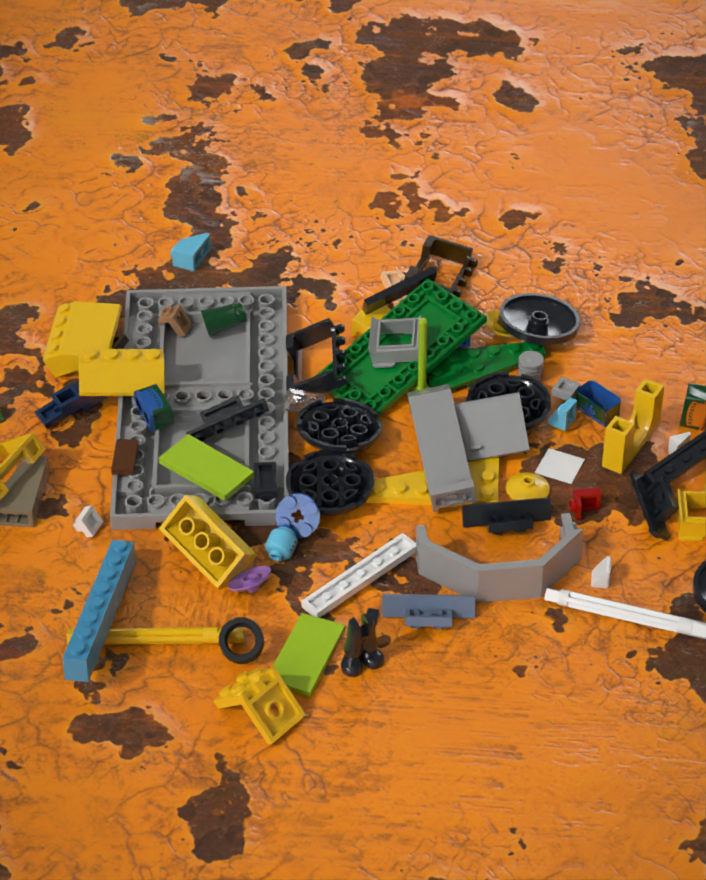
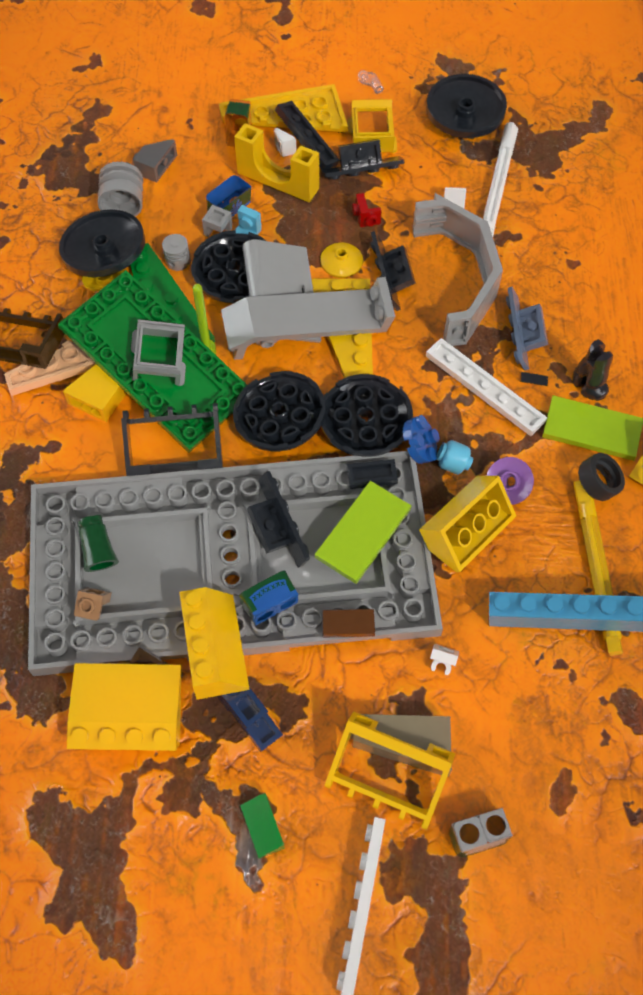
camera: 95 degrees left, 20 degrees up
(297, 399) = (241, 447): clear plate -> none
(398, 290) = (70, 355): black tile -> none
(559, 466) = (308, 235): white sticker -> none
(600, 326) = (120, 188): none -> light grey wheel
(650, 355) = (155, 159): none -> dark grey slope

